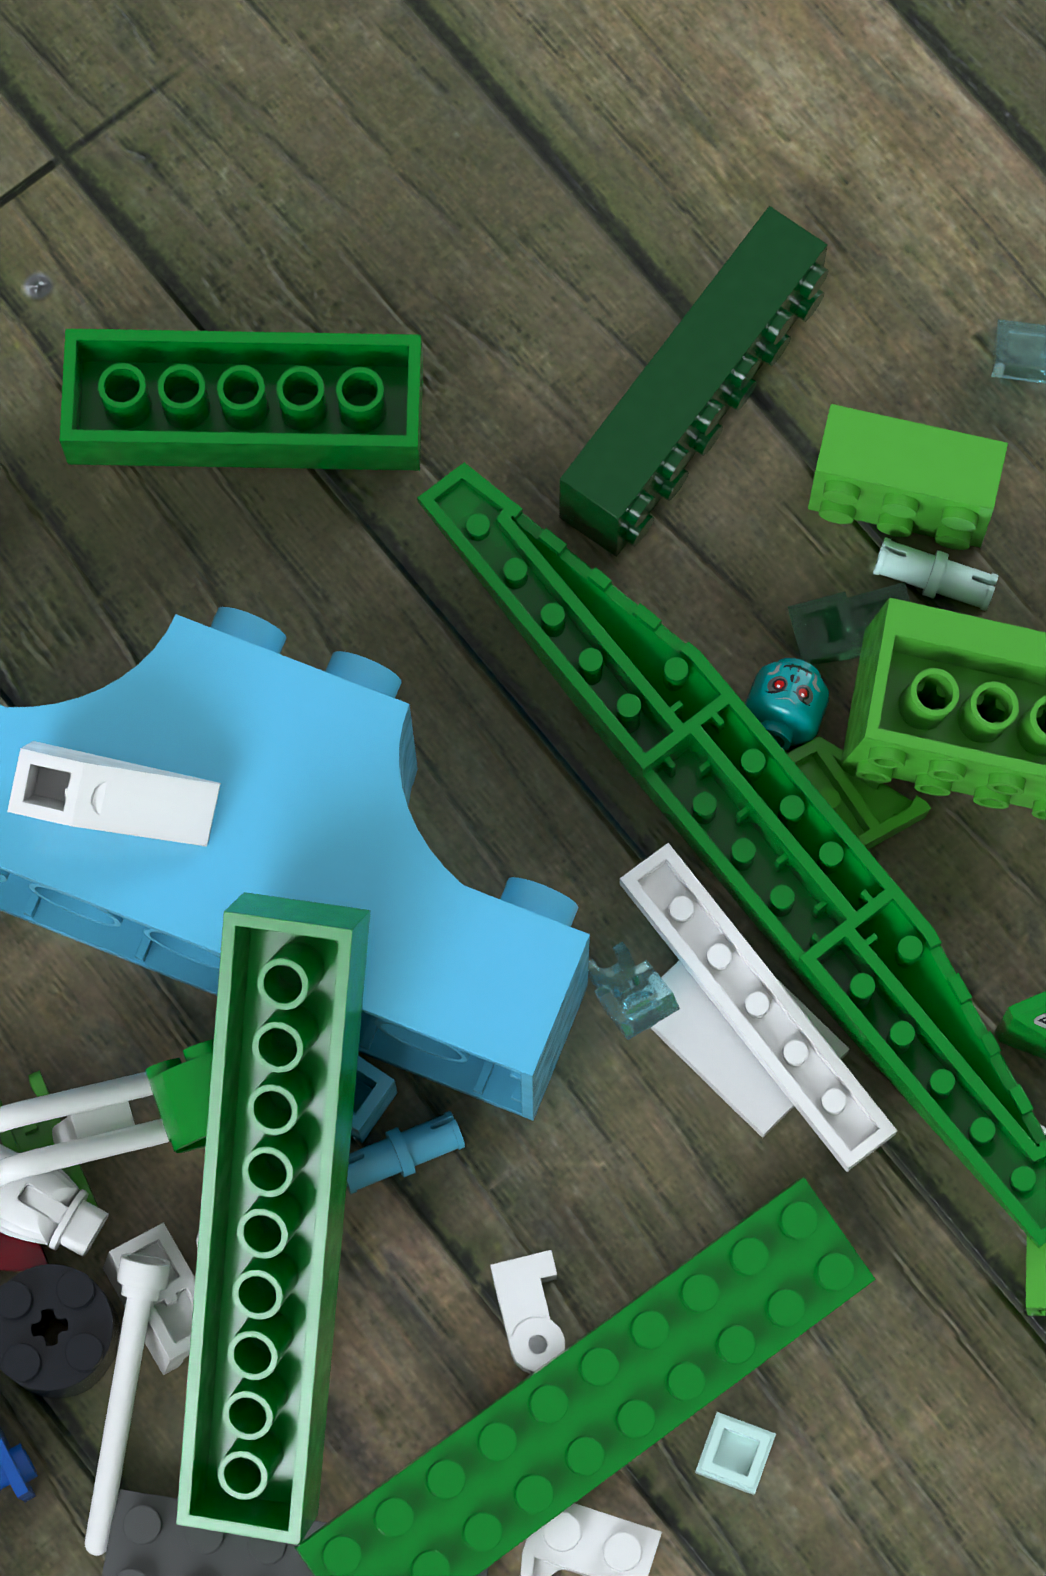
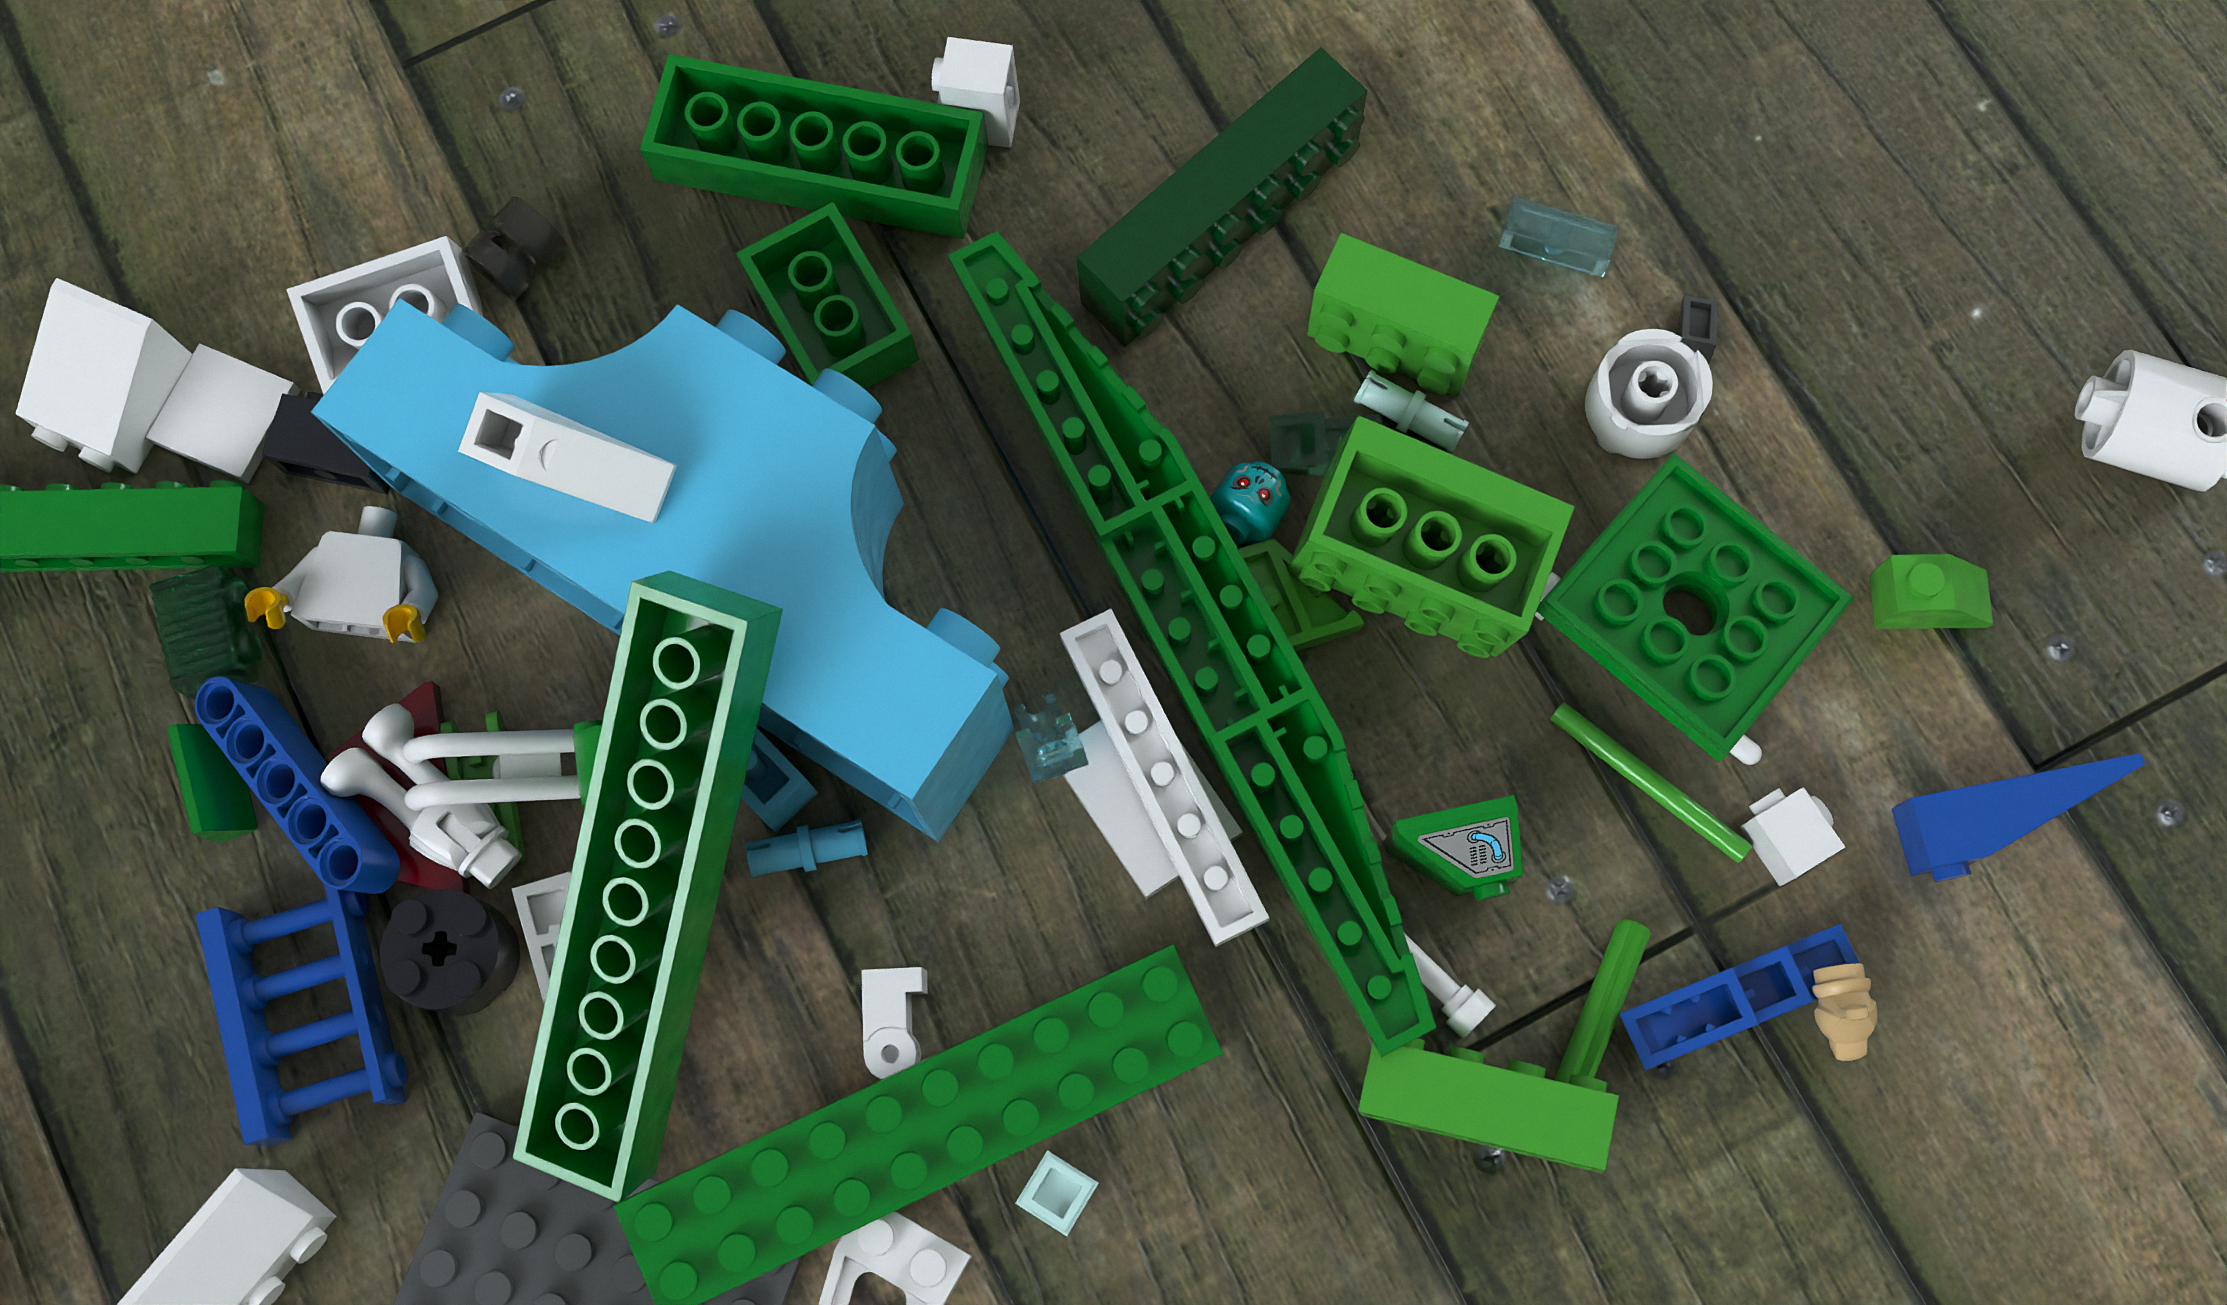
camera: 15 degrees right, 0 degrees up
(141, 1282) = (530, 923): white piece -> none
(296, 569) = (828, 300): none -> green brick
(407, 300) = (983, 80): none -> white brick

